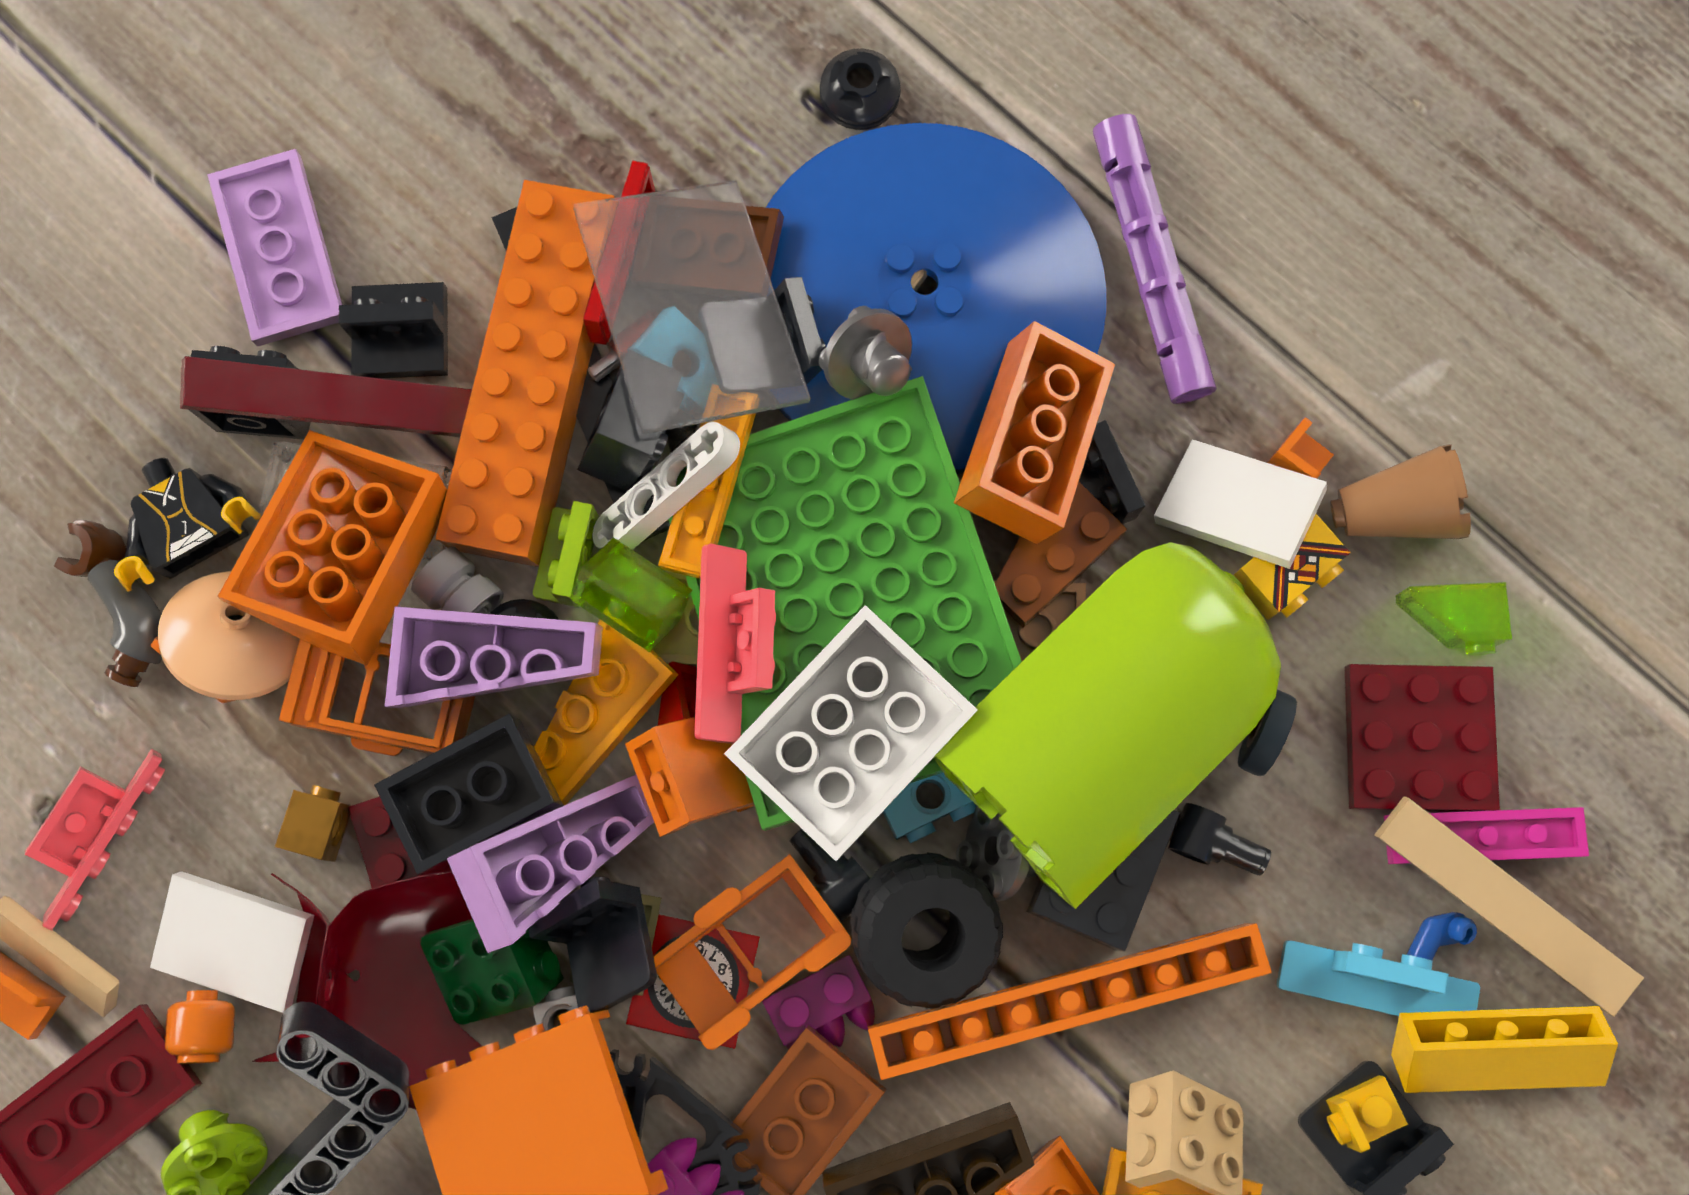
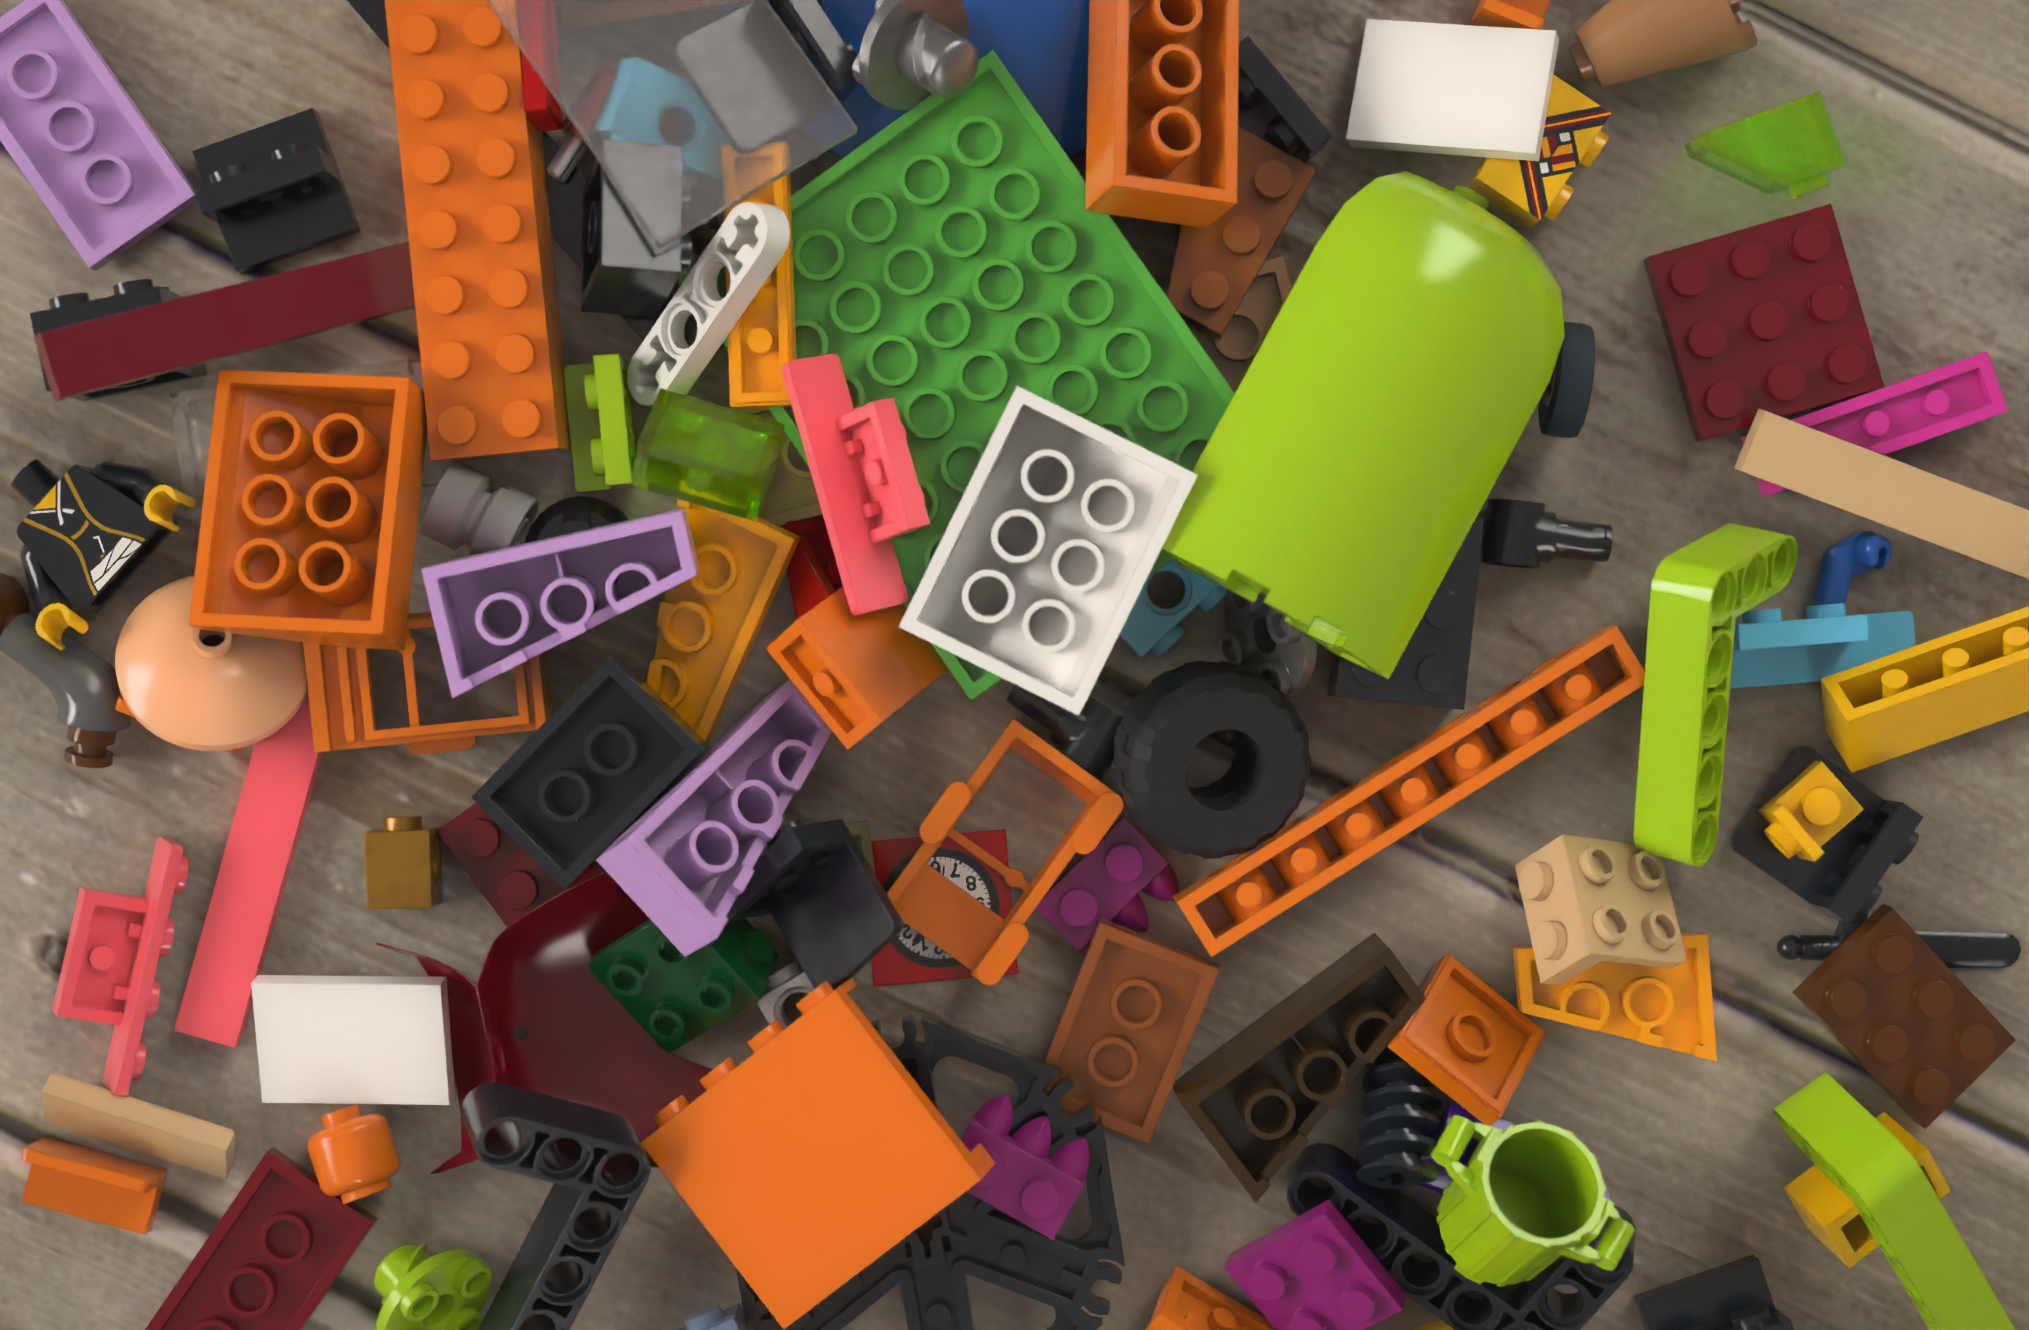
camera: 20 degrees left, 10 degrees up
(201, 804) = (250, 883): none -> coral tile
(1299, 986) = (1689, 680): none -> lime beam

